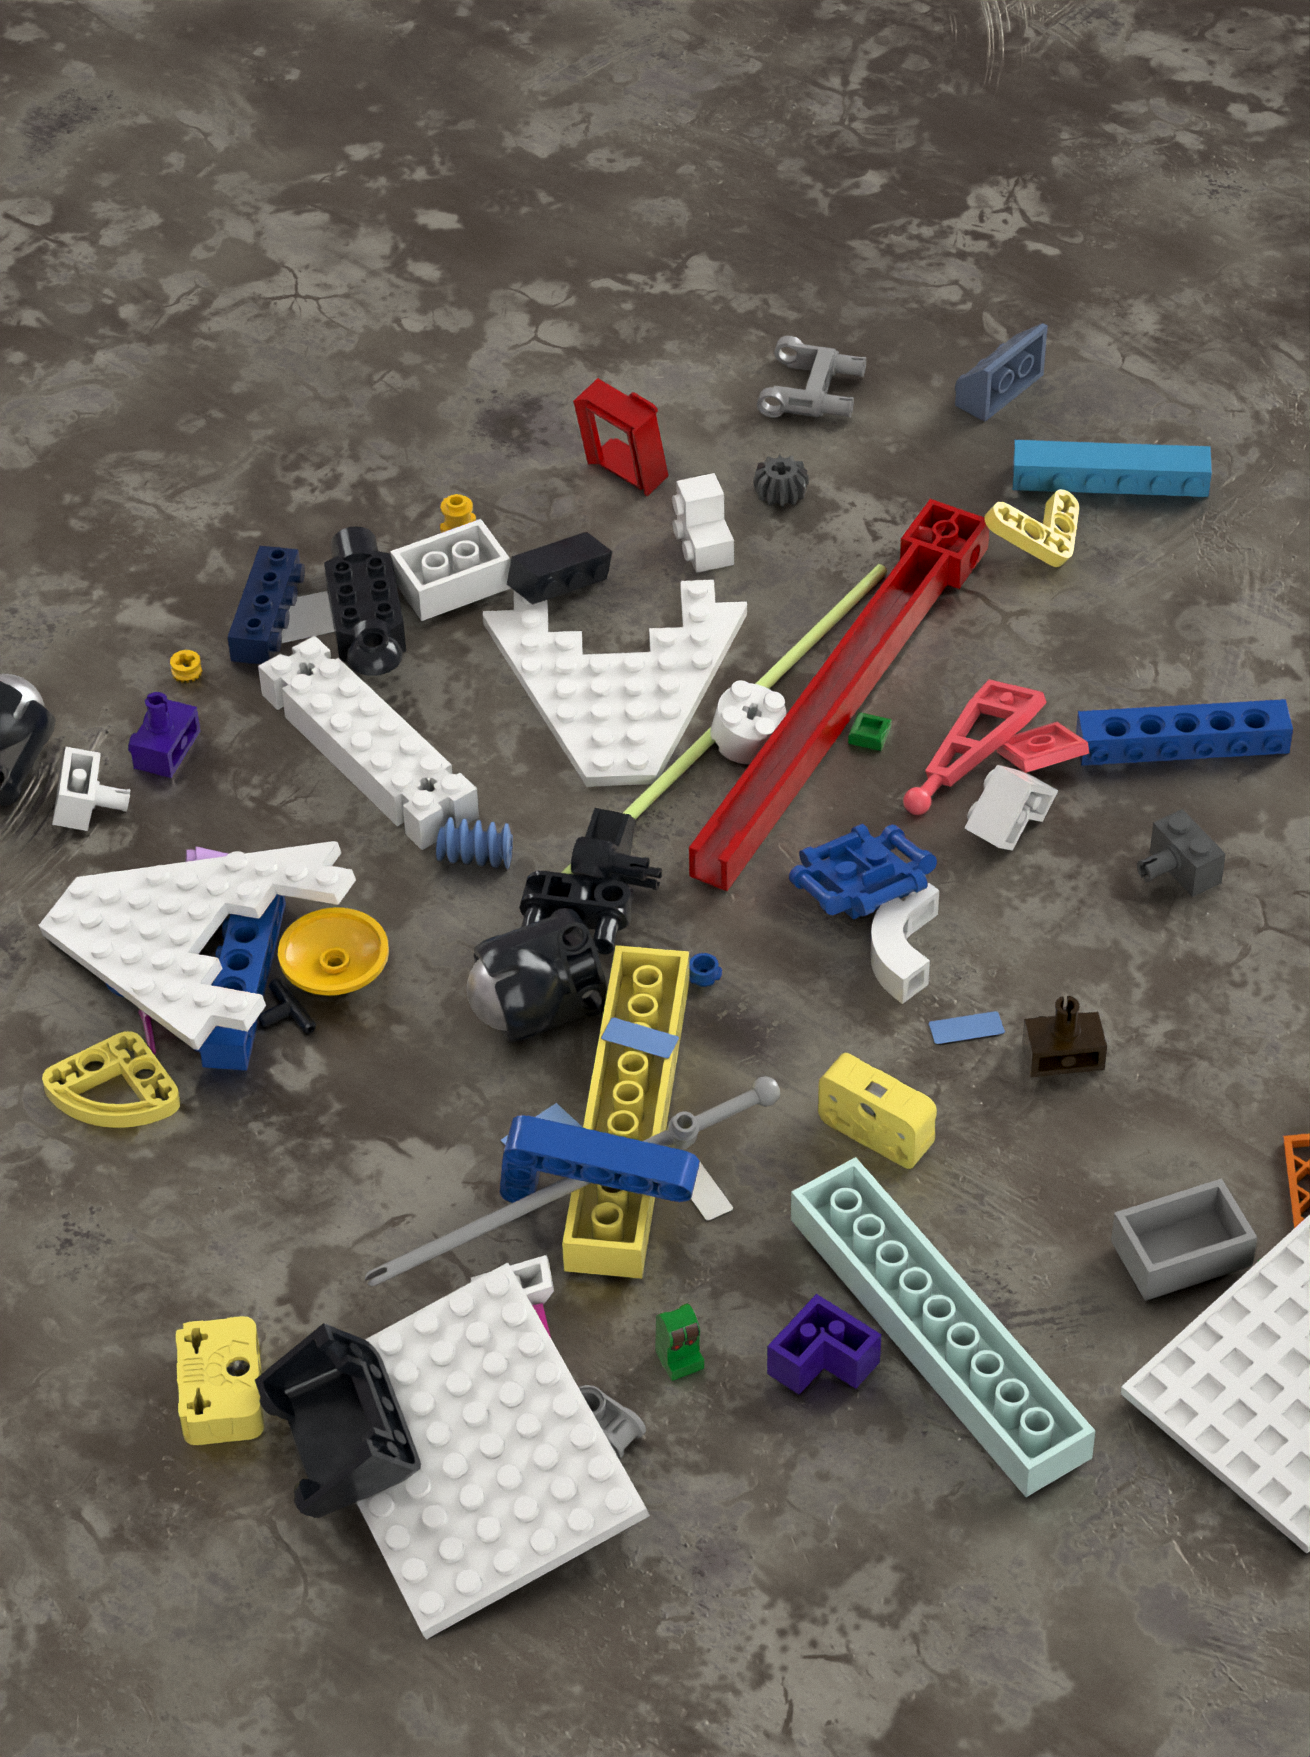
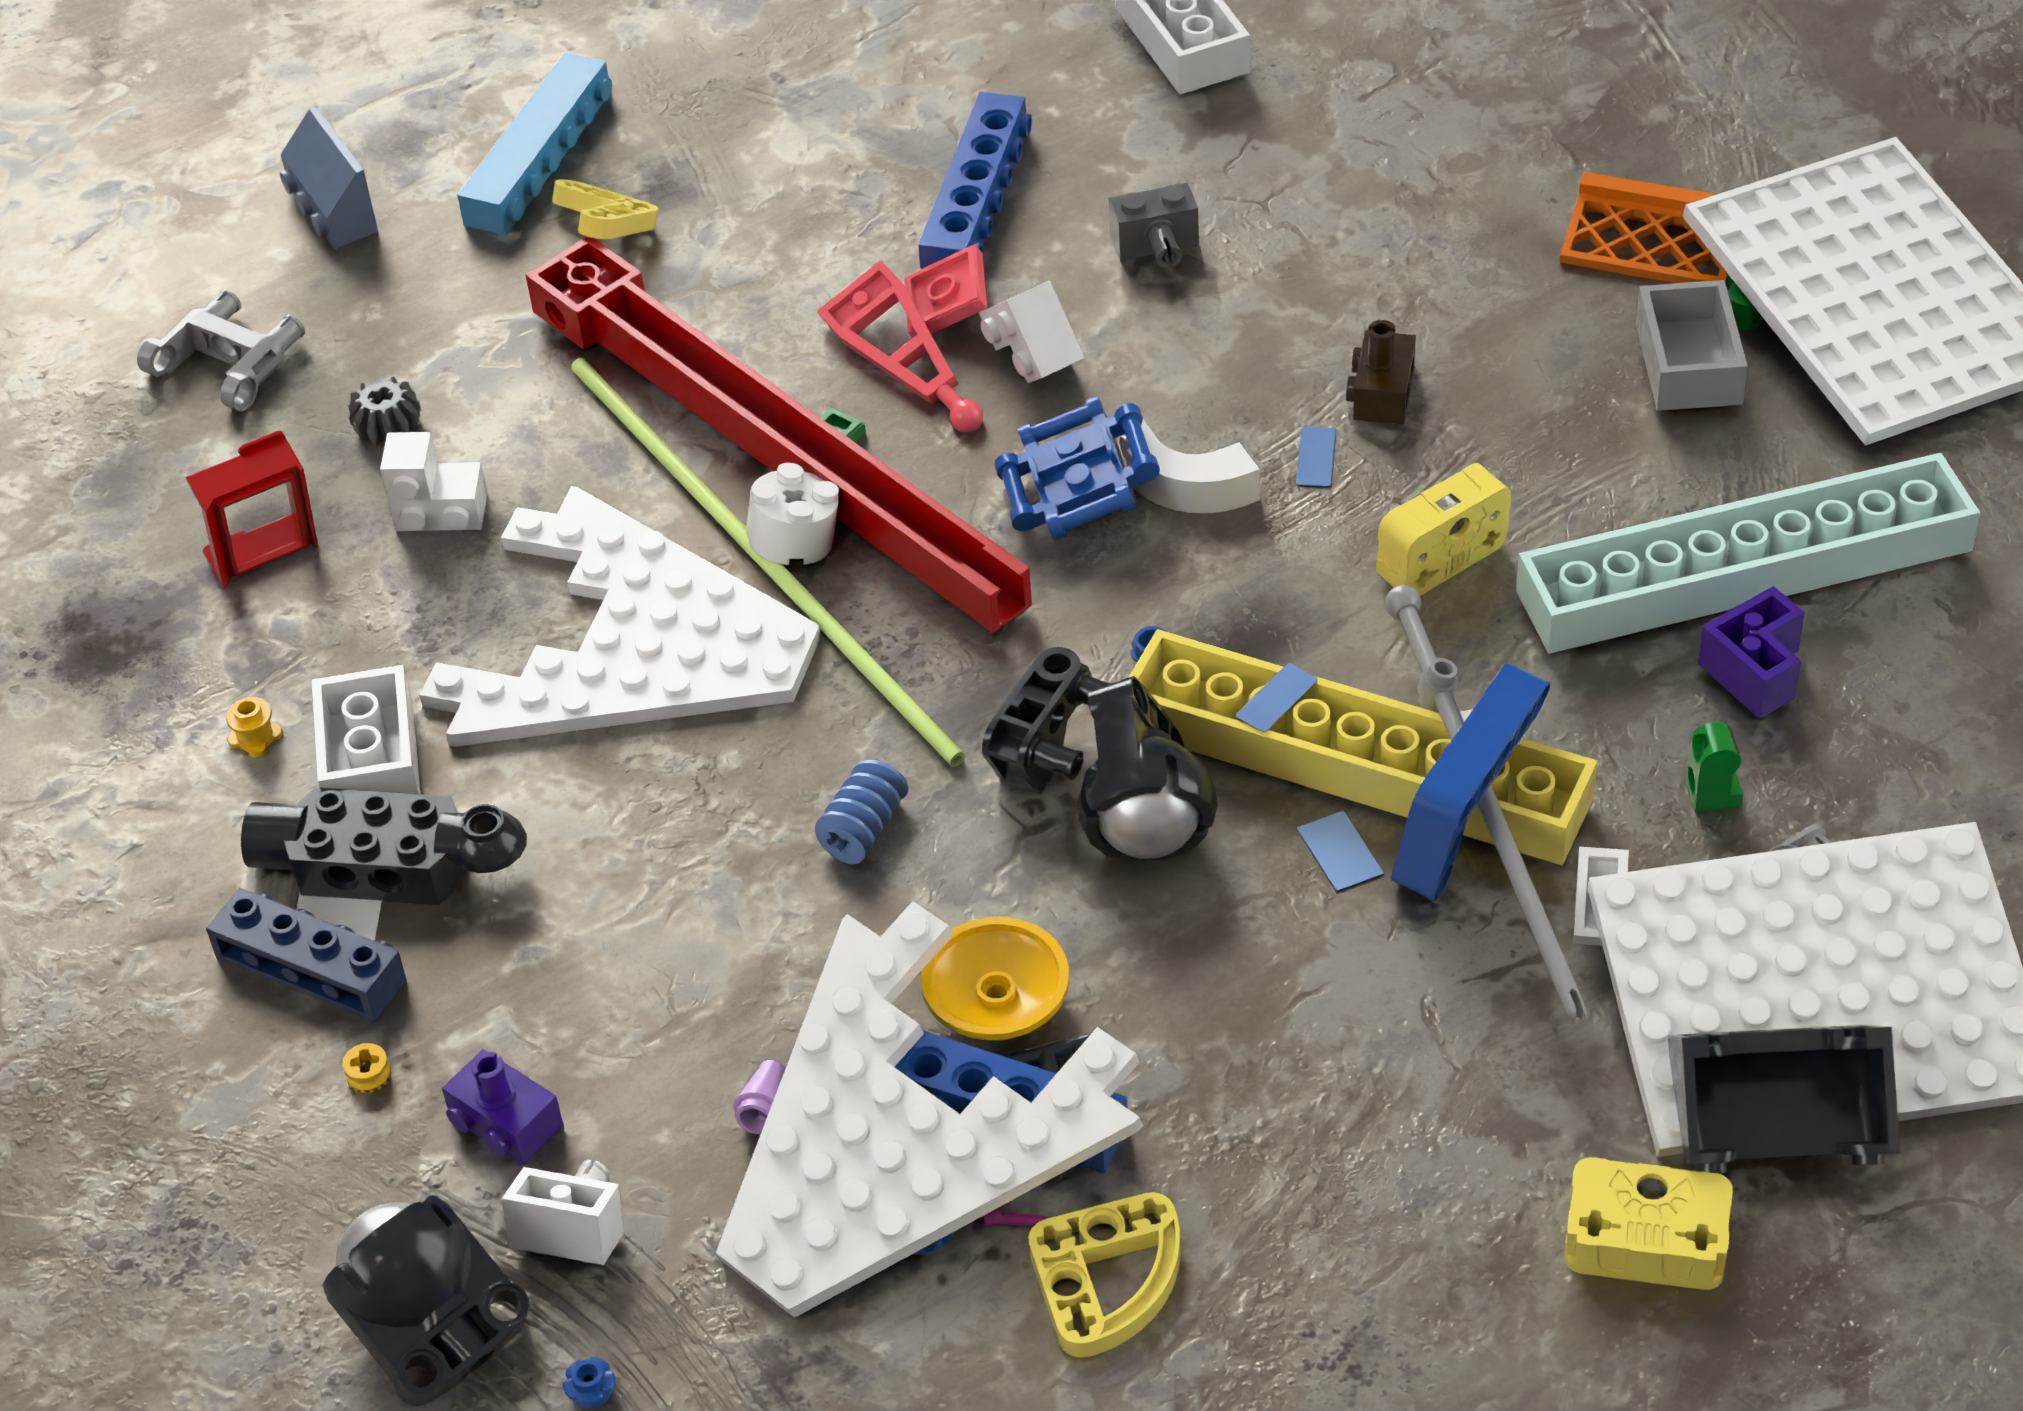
camera: 70 degrees left, 0 degrees up
(368, 741) = (625, 887): white brick -> none
(559, 568) = (431, 633): black brick -> none
(607, 851) = (963, 677): black piece -> none

